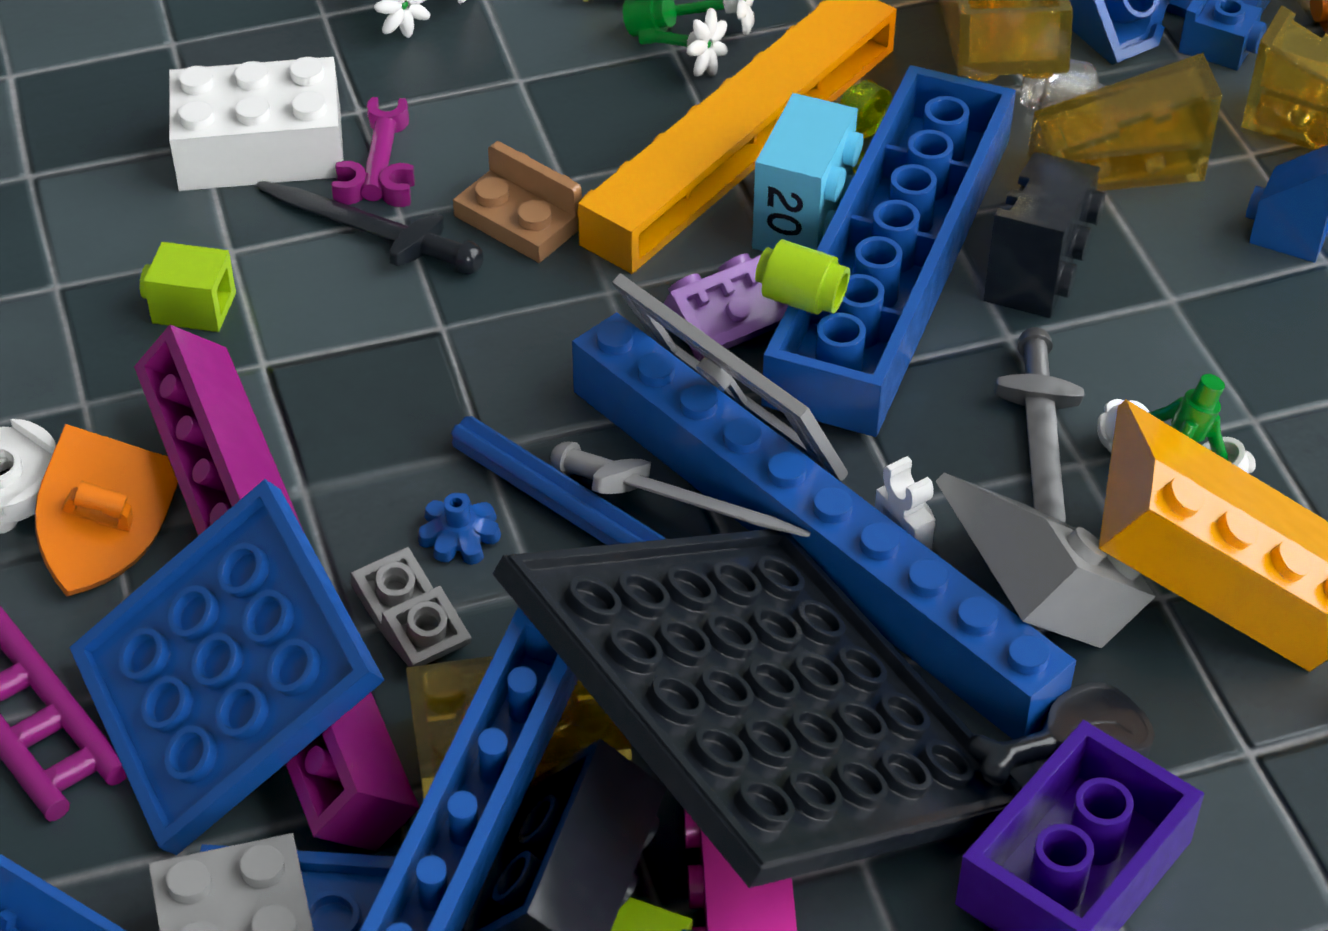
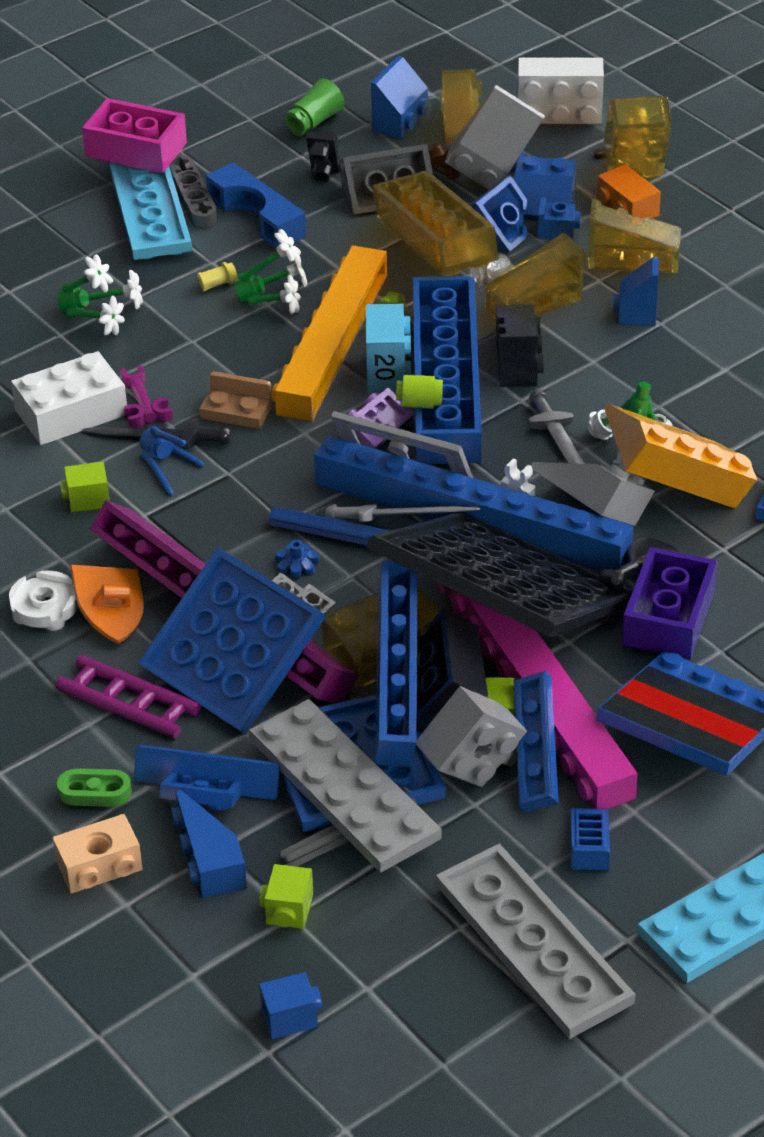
camera: 20 degrees left, 5 degrees down
(349, 248) = (159, 445): none -> blue plant

